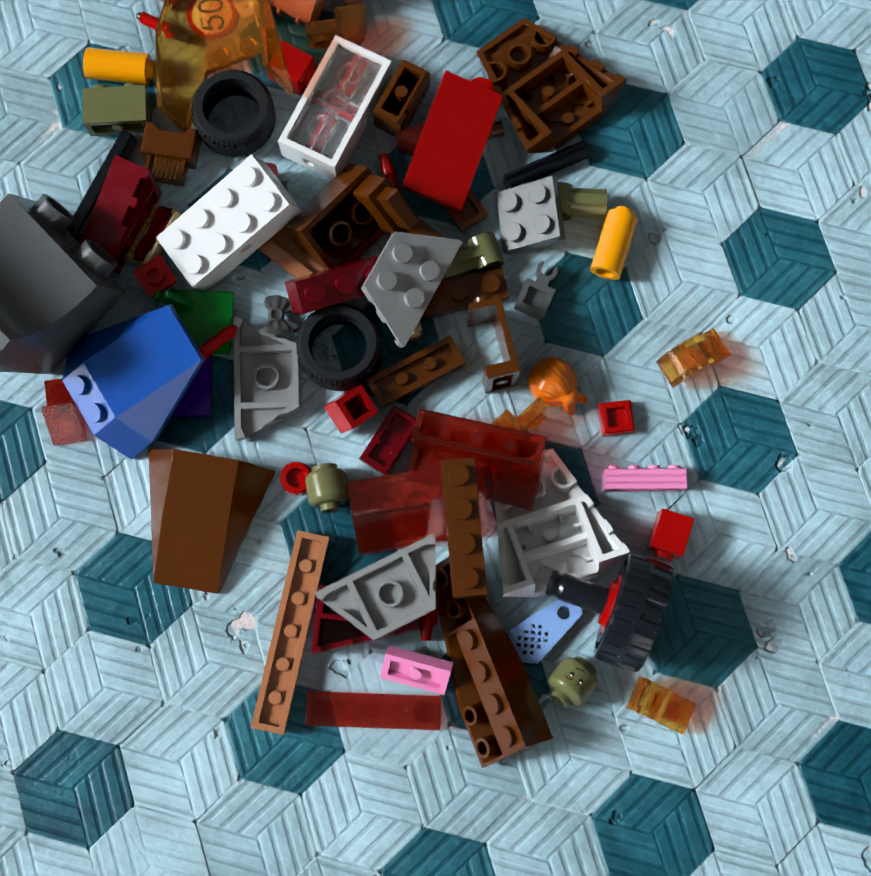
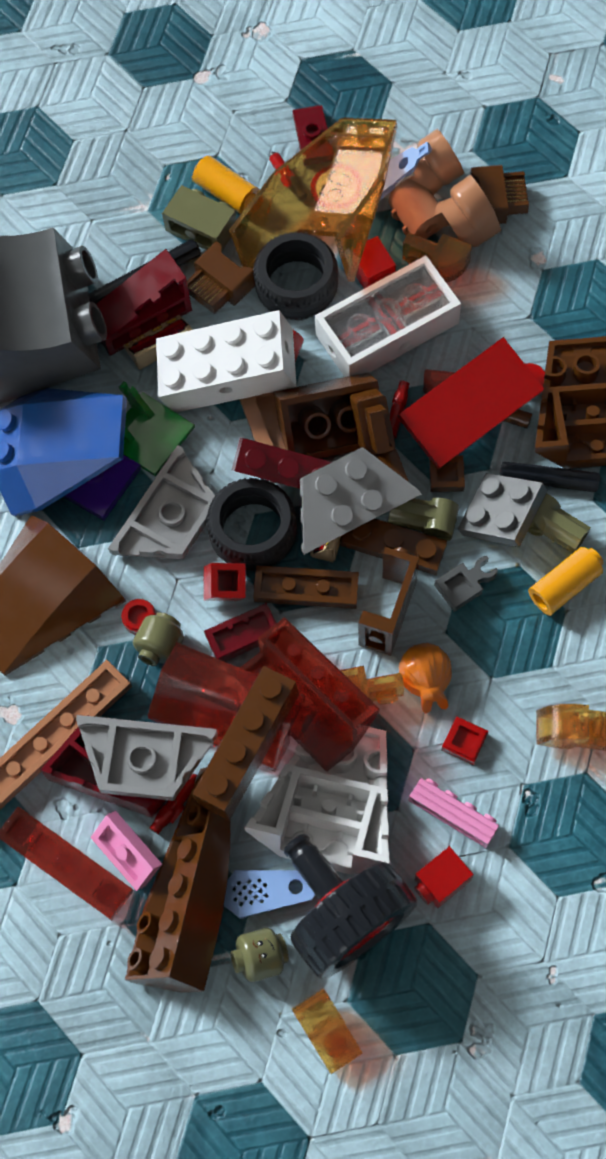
camera: 40 degrees right, 10 degrees down
(155, 276) = (135, 370): red bracket -> none
(217, 340) = (141, 457): red piece -> none
(276, 324) = (222, 460): dark grey piece -> none
(401, 98) = (452, 342): reddish brown brick -> none

